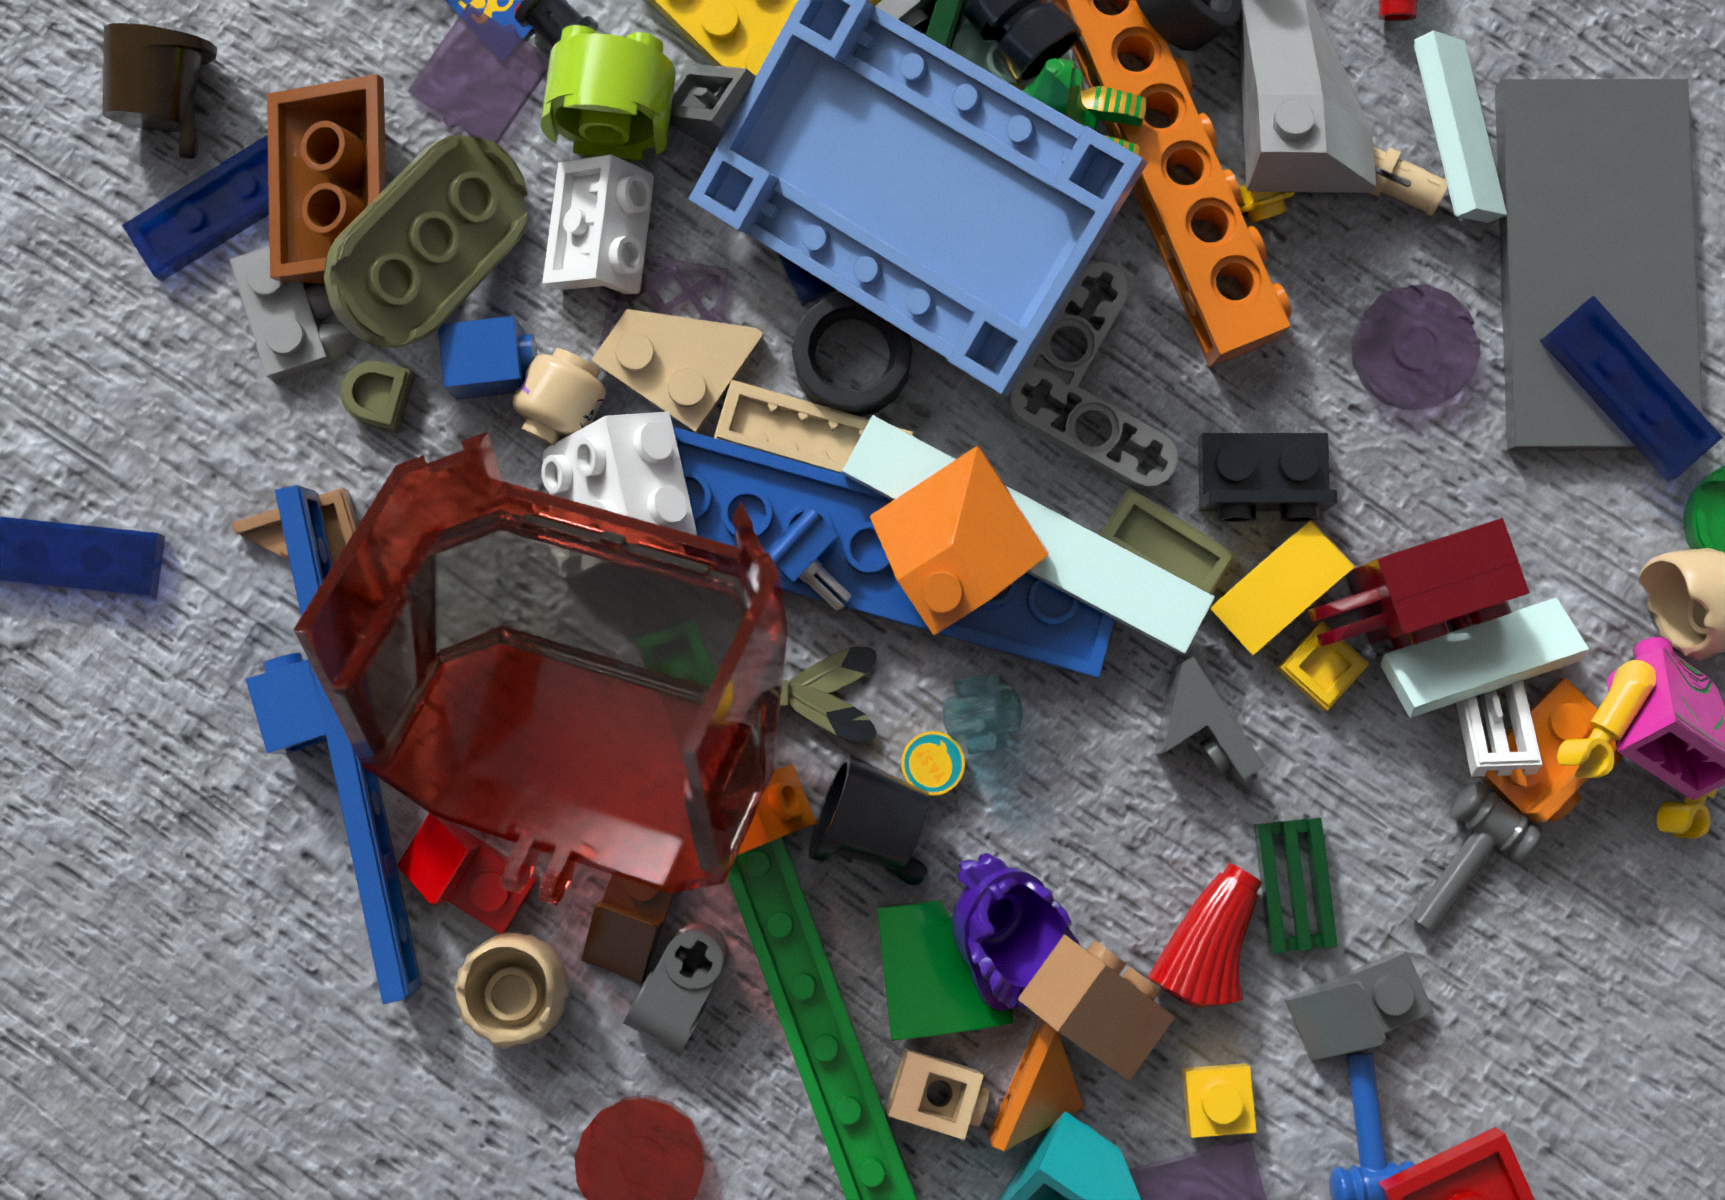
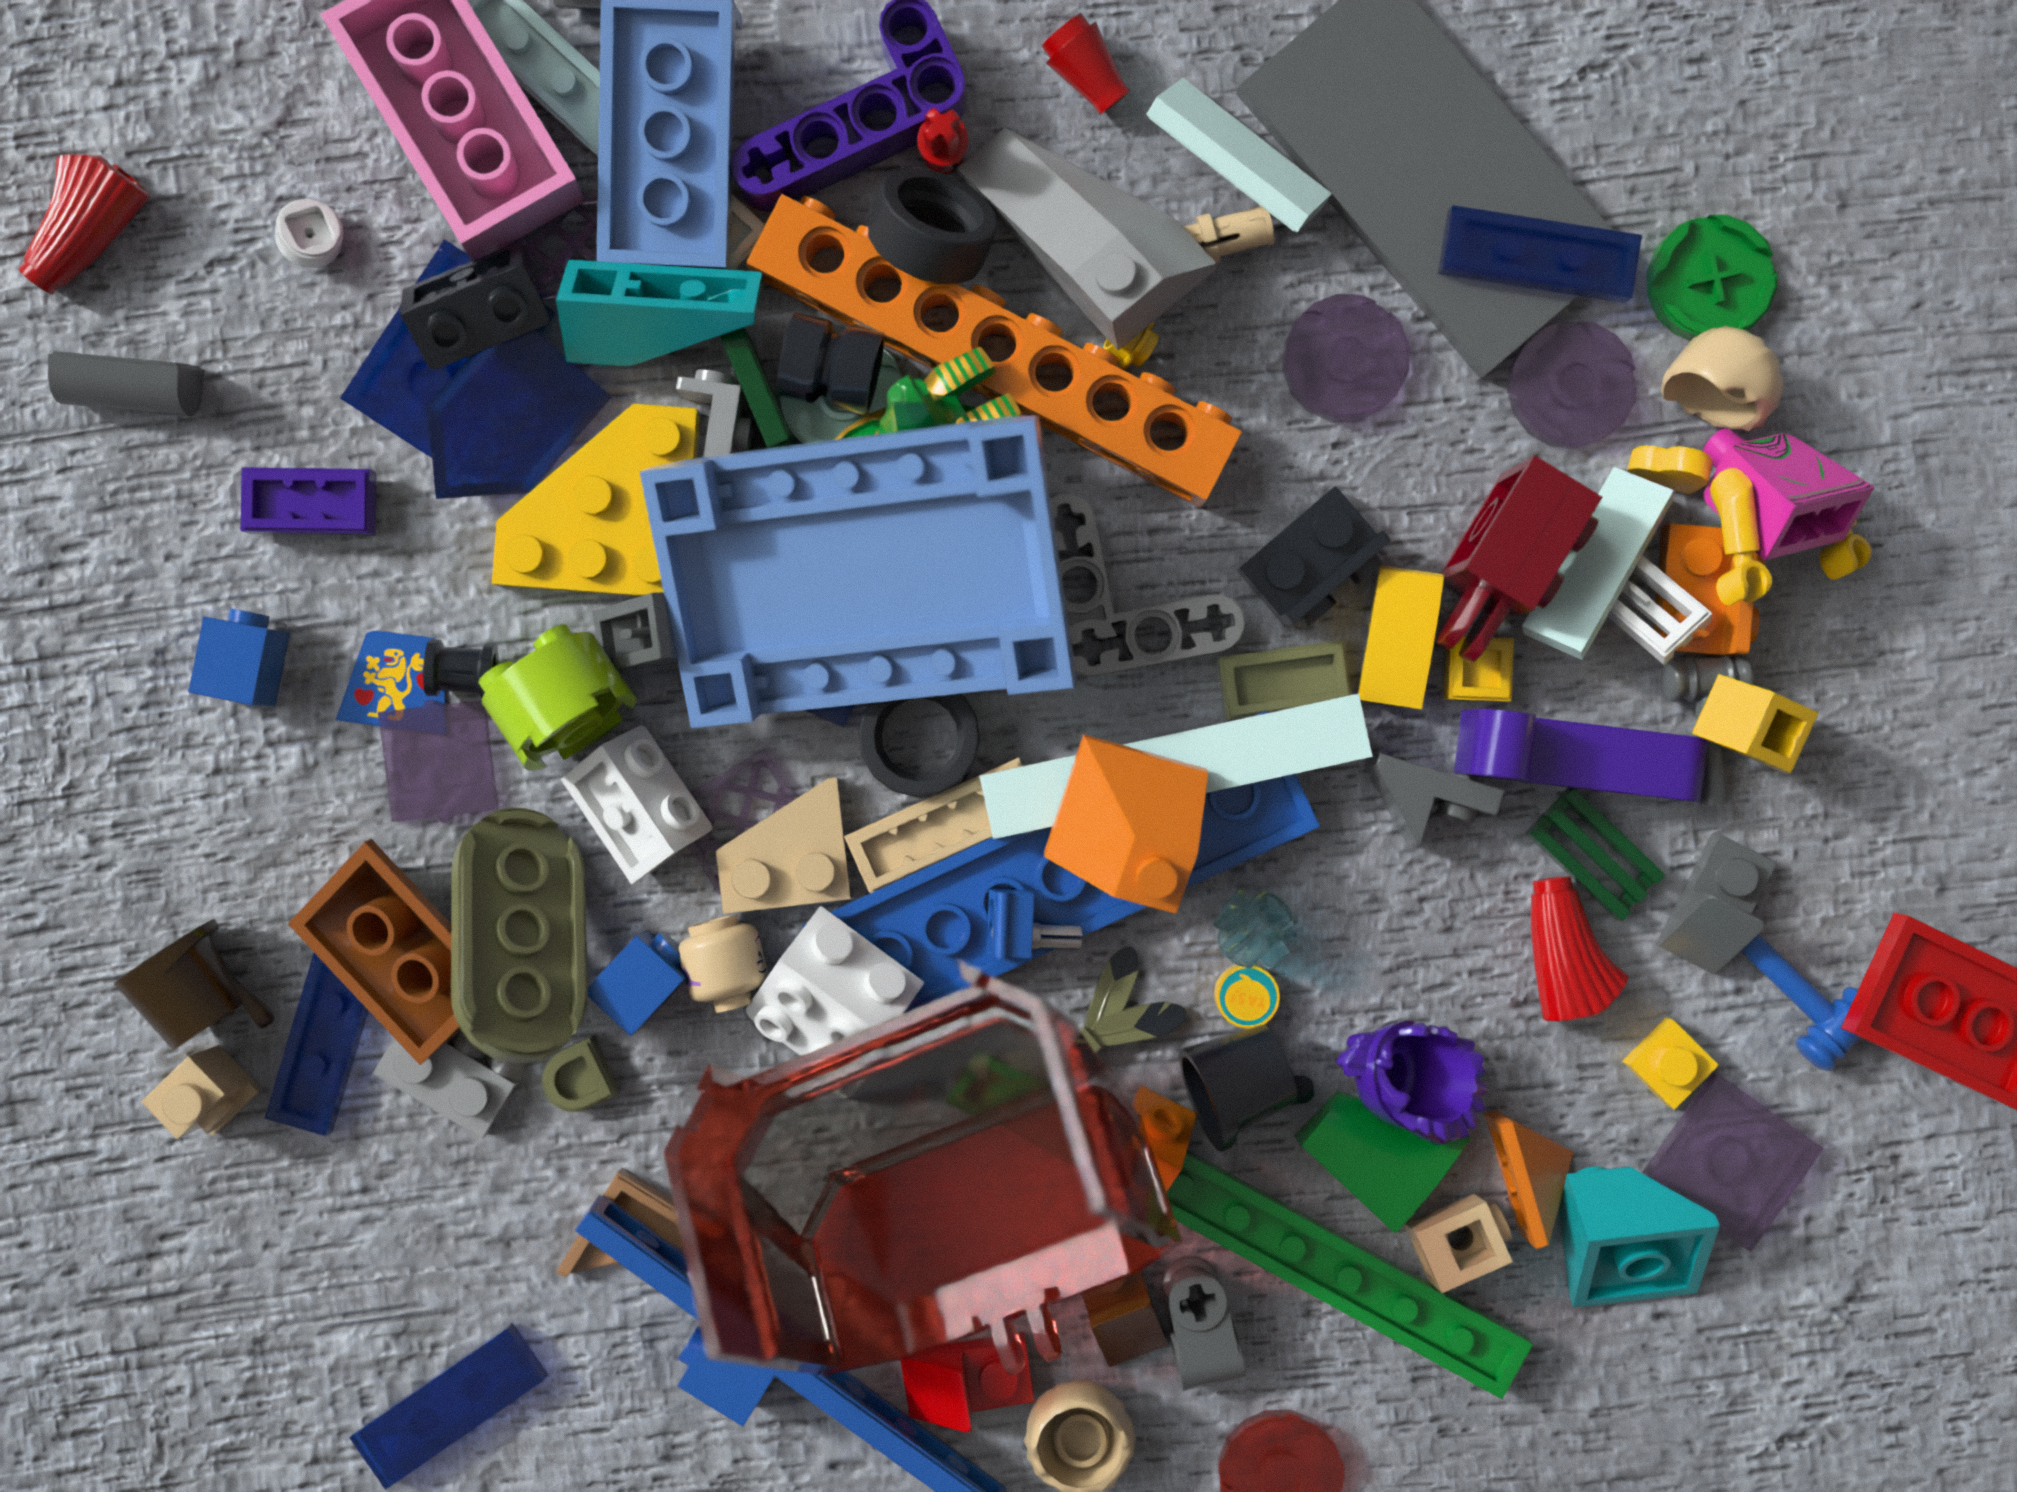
camera: 40 degrees left, 5 degrees up
(93, 165) = (201, 1093): none -> tan brick
(1096, 1007) = (1528, 1079): medium nougat brick -> none
(1299, 744) = (1580, 755): none -> dark purple beam
(1508, 883) = (1755, 723): none -> yellow slope
(1575, 511) = (1572, 384): none -> clear purple tile
(1606, 635) = (1675, 467): none -> yellow tile

